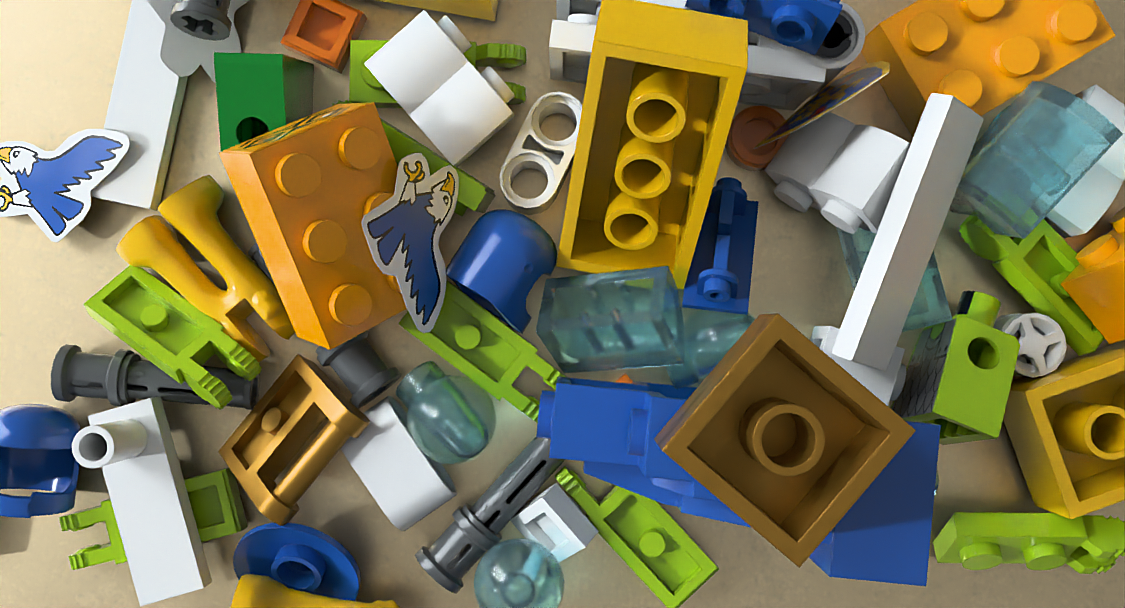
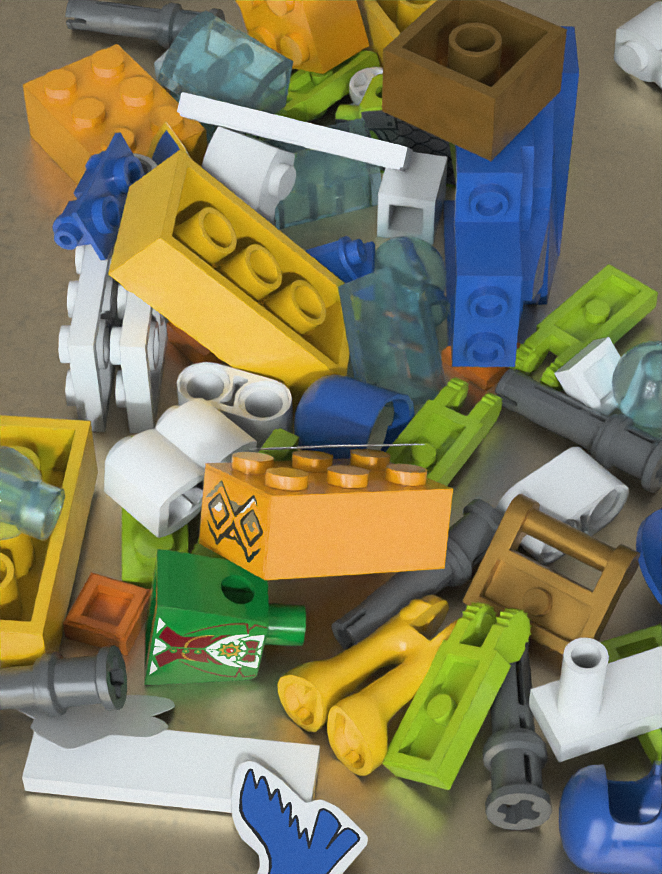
camera: 95 degrees left, 40 degrees down
(447, 414) = (500, 454): clear light blue piece -> none

